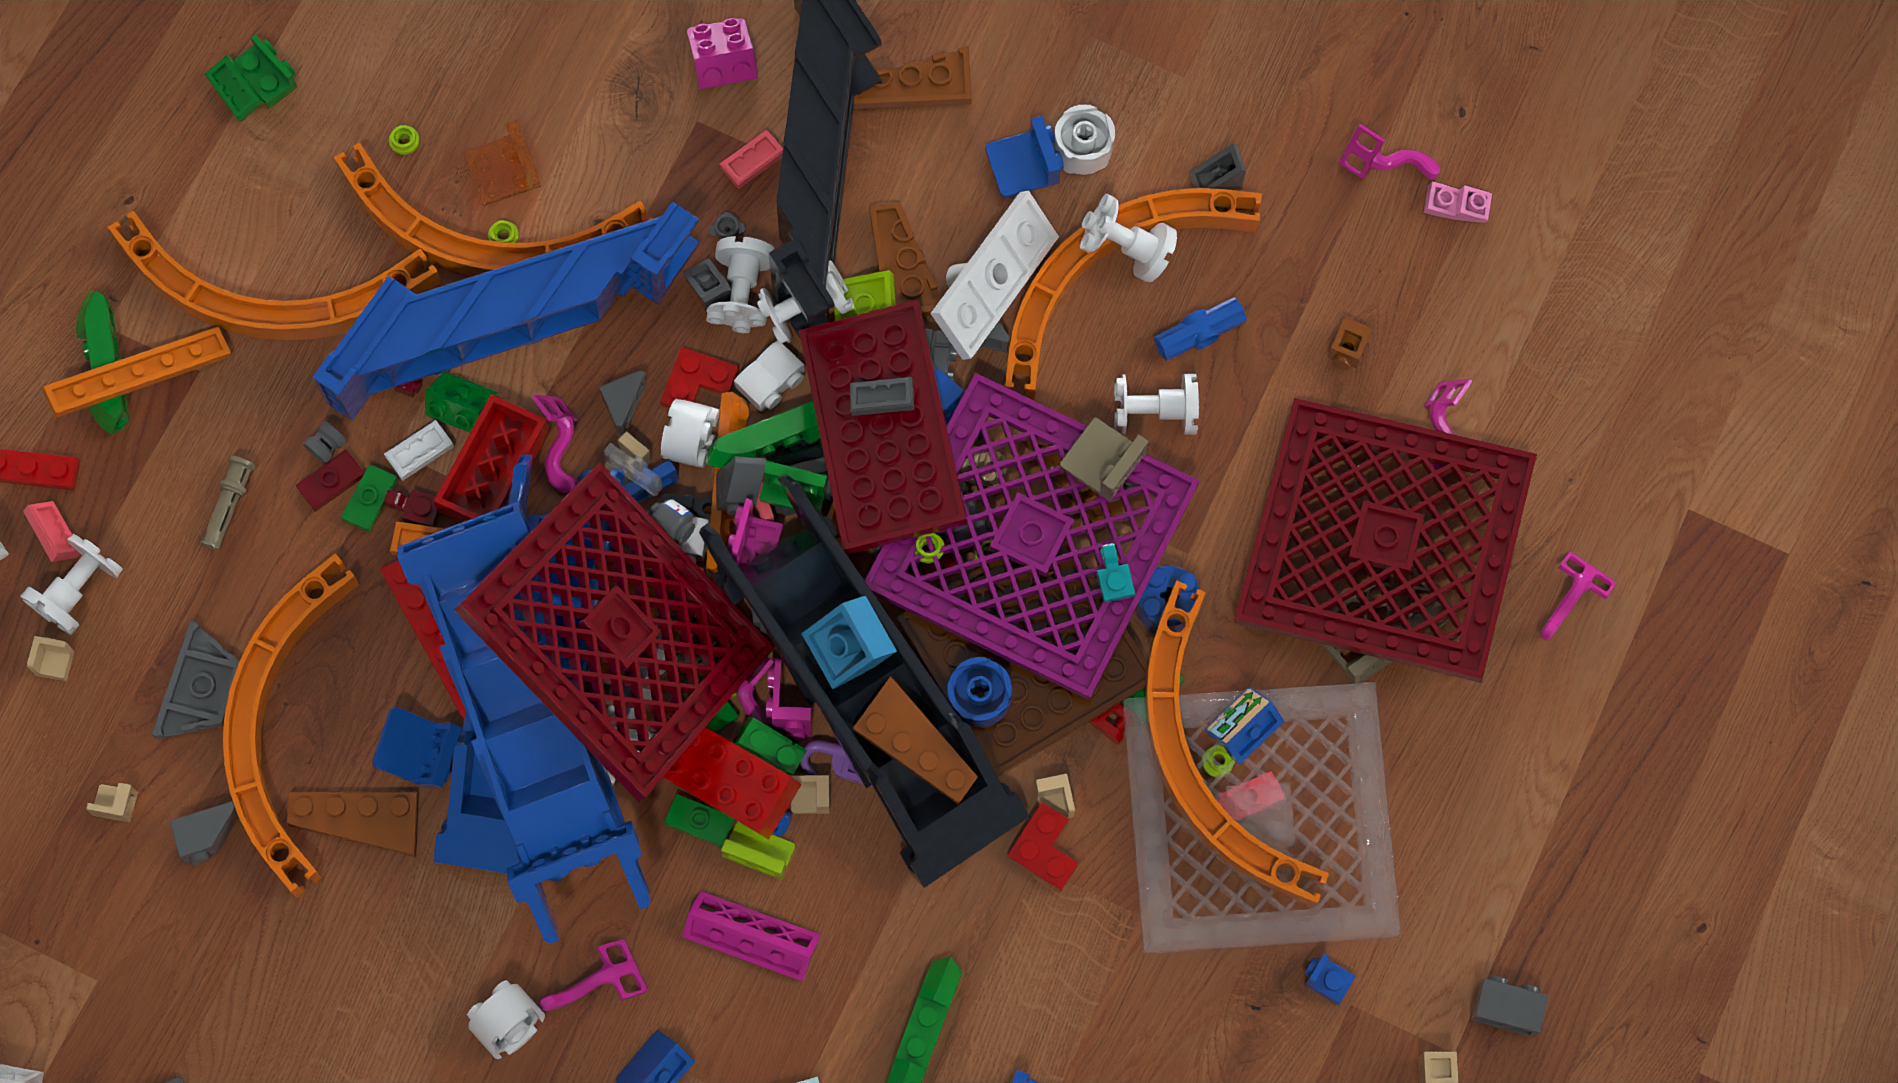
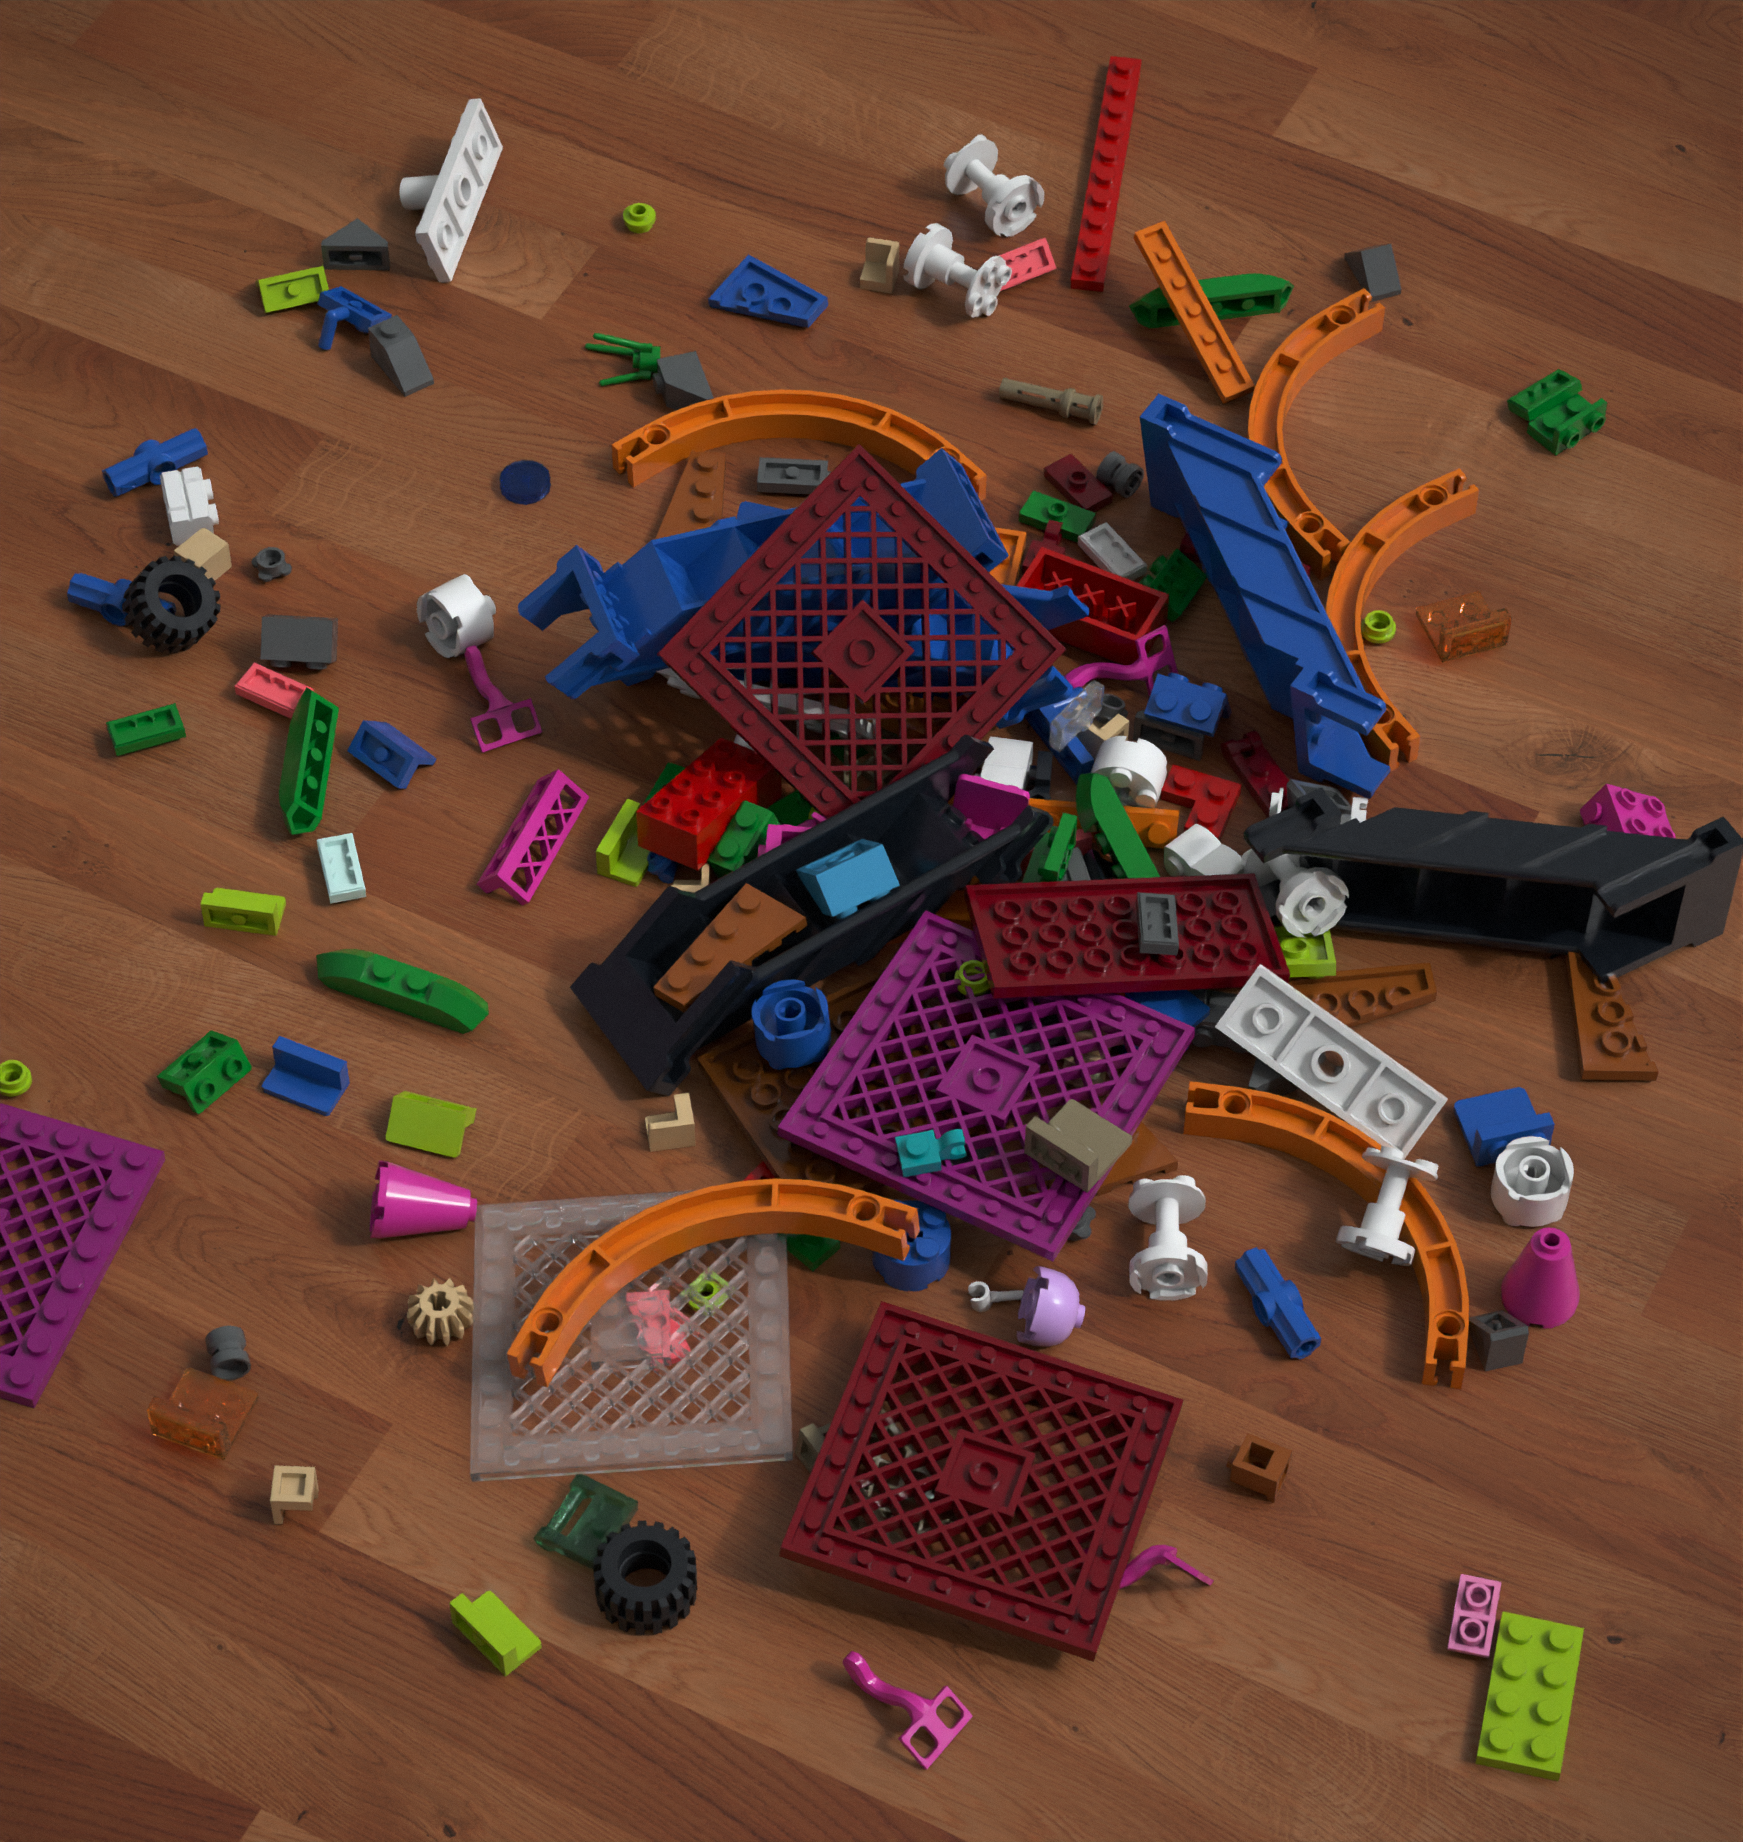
camera: 95 degrees right, 20 degrees down
(66, 223) = (1375, 270): none -> dark grey slope
(81, 761) = (768, 294): none -> blue wing
(114, 802) = (722, 324): tan panel -> none
(162, 874) = (643, 354): none -> green plant
(197, 686) = (850, 375): dark grey wing -> none
(320, 721) = (790, 475): none -> dark grey plate
(328, 984) = (525, 482): none -> clear blue piece
(400, 133) = (1492, 540): lime plate -> none
(595, 452) = (1111, 707): none -> dark grey plate
(611, 381) = (1187, 704): none -> blue bracket
(667, 332) = (1258, 772): none -> dark red plate
(674, 520) = (1013, 746): dark grey head -> none
(738, 481) = (1055, 796): dark grey slope -> none
(1035, 849) = (610, 1106): red plate -> none
(1060, 997) = (428, 1123): none -> lime panel
(1155, 1000) = (416, 1203): none -> dark pink cone
(1172, 140) = (1542, 1281): none -> dark pink cone
(1202, 540) = (988, 1297): none -> white hand
(1224, 495) = (1049, 1308): none -> lavender cylinder
(1245, 724) = (736, 1296): panel -> none
(1262, 980) = (440, 1311): none -> tan gear
(1328, 979) = (425, 1393): blue bracket -> none
(1375, 160) = (1521, 1508): dark pink piece -> none
(1440, 831) = (602, 1516): none -> clear green plate
(1506, 772) = (645, 1549): none -> black tyre
(1509, 1006) = (363, 1578): dark grey brick -> none
(1517, 169) = (1530, 1696): none -> lime plate
(1534, 904) = (494, 1630): none -> lime panel

